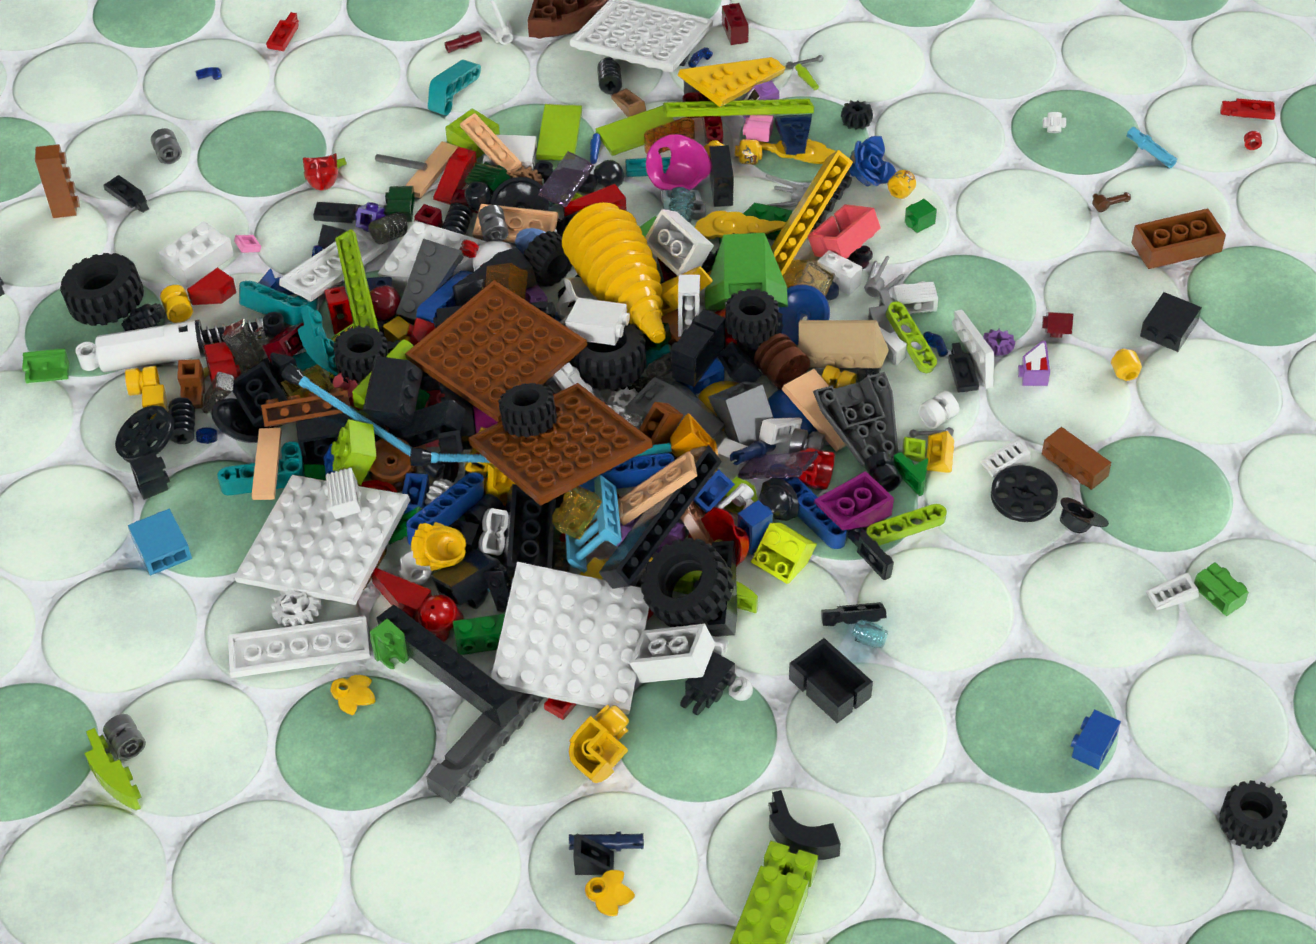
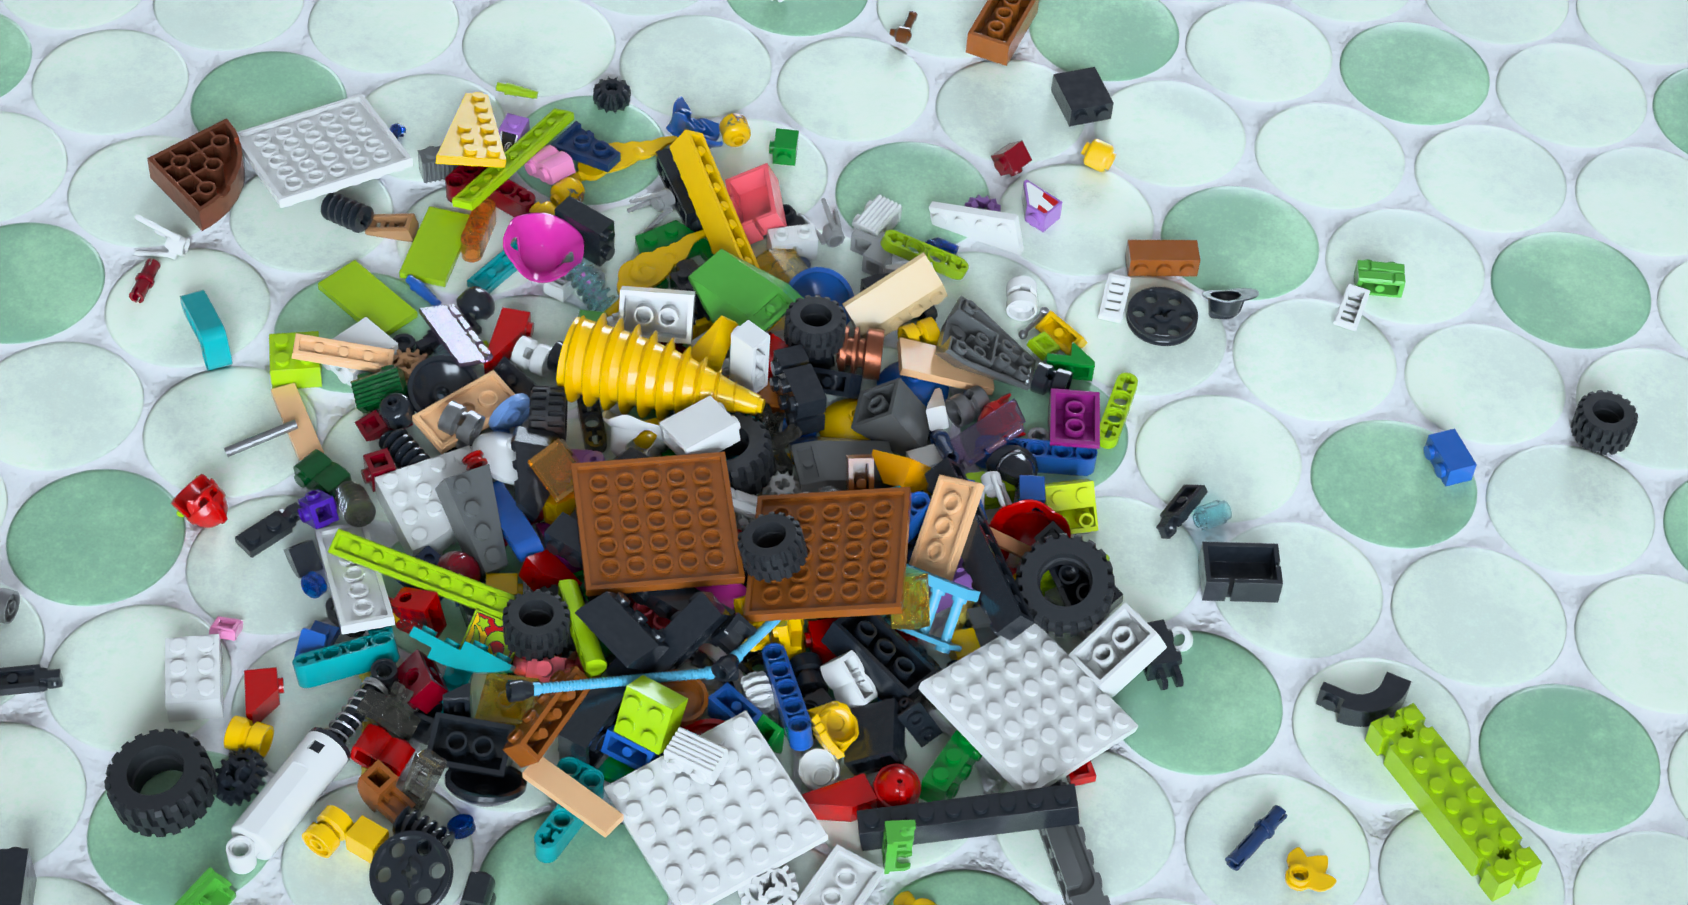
camera: 55 degrees left, 0 degrees up
(455, 174) = (335, 410): red slope -> none
(591, 857) = (1263, 861): black slope -> none
(595, 750) = (1161, 777): yellow brick -> none
(613, 720) = (1137, 747): yellow head -> none
(735, 24) = (388, 83): dark red brick -> none
(790, 65) = (485, 89): flat silver hinge -> none
(872, 553) = (1130, 452): black hinge -> none
(962, 369) = (989, 252): black hinge -> none

